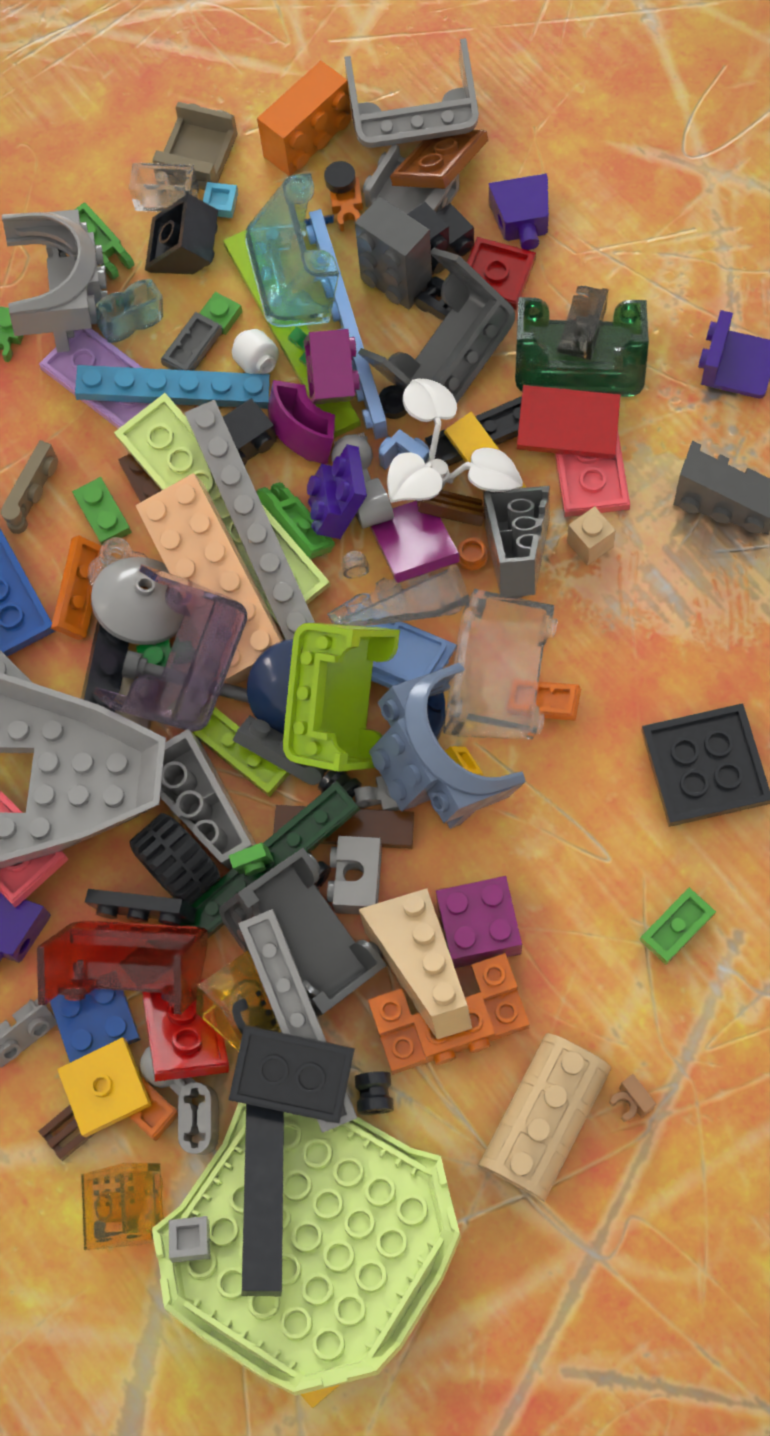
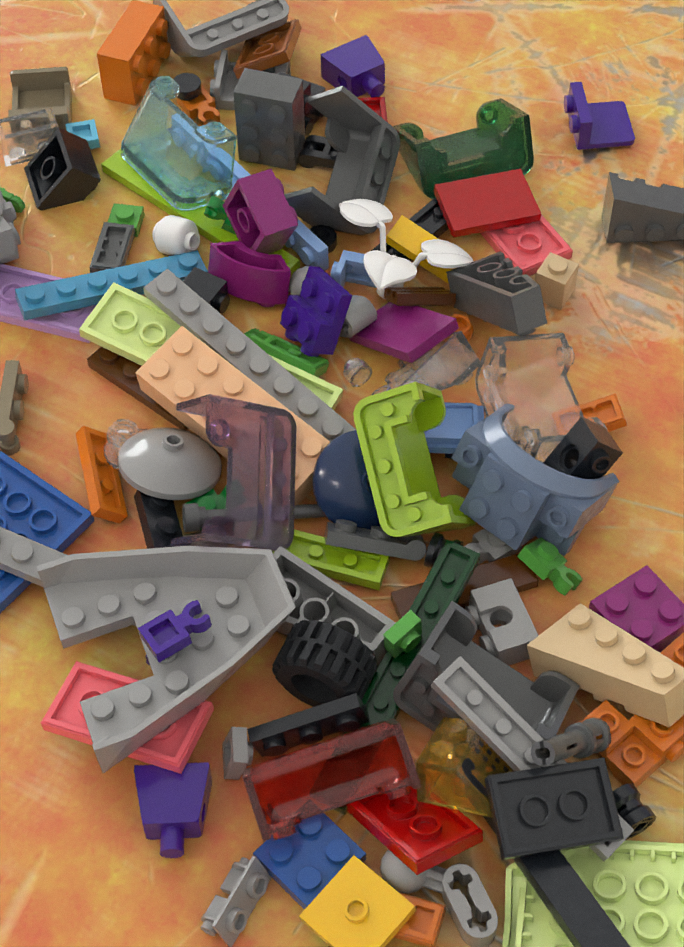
camera: 30 degrees left, 15 degrees down
(47, 782) = (170, 633): none -> dark purple plate
(75, 904) = (236, 753): none -> light grey plate
(101, 511) = (89, 406): bright green plate -> none
(129, 310) = (43, 235): clear light blue brick -> none
(346, 1021) = (576, 741): none -> dark grey pin
(428, 831) = (547, 562): none -> bright green plate
(497, 746) = (585, 451): none -> black brick
(584, 322) = (456, 129): clear smoke hinge -> none

